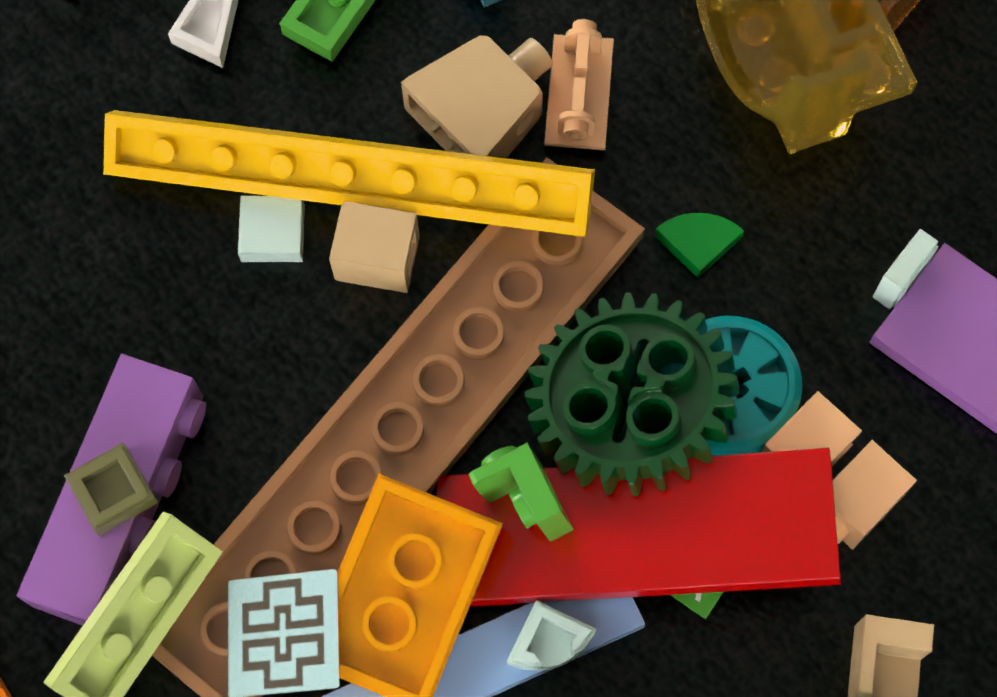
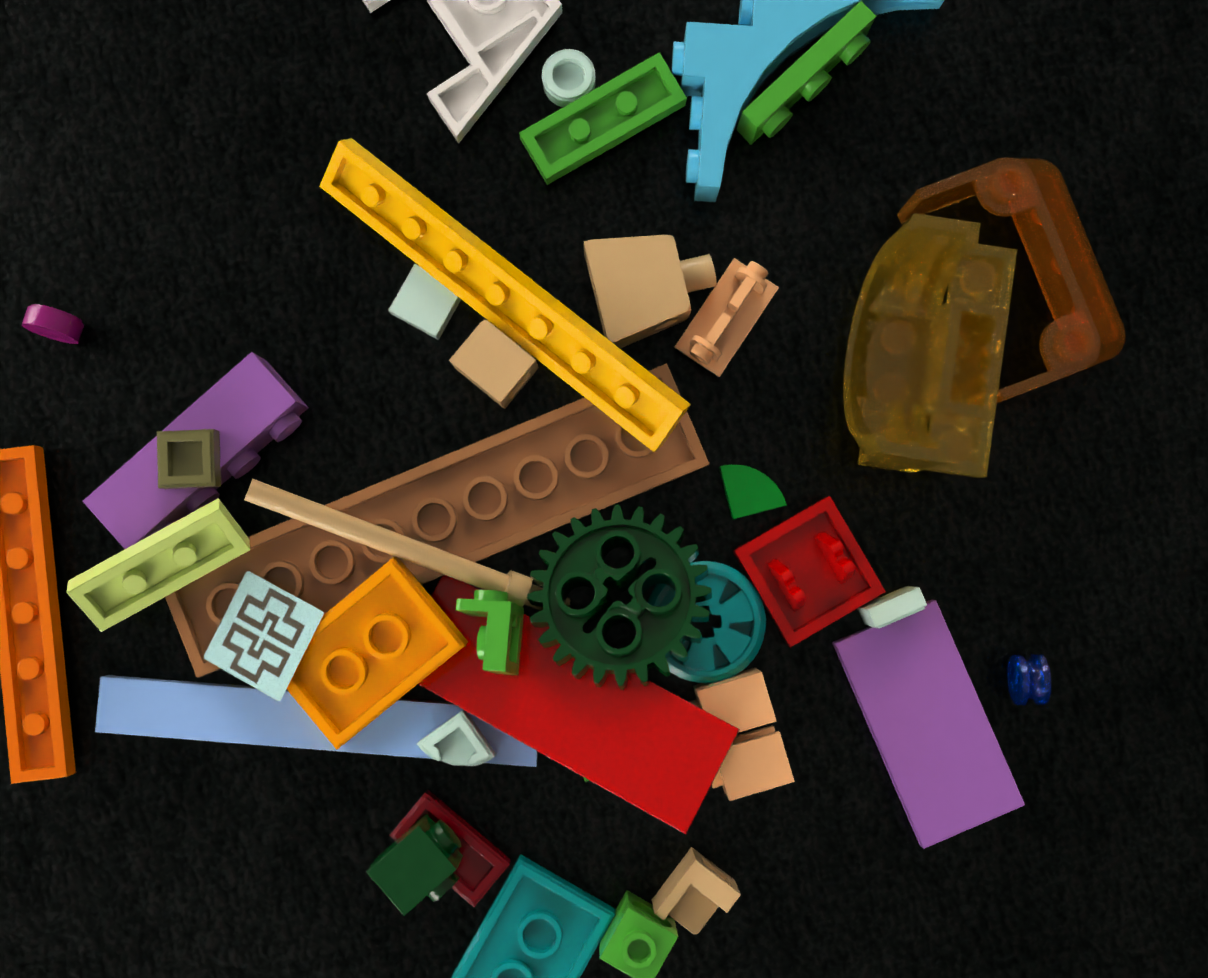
camera: 25 degrees right, 15 degrees up
(355, 461) = (392, 543): none -> tan bar
(804, 280) = (809, 571): none -> red plate

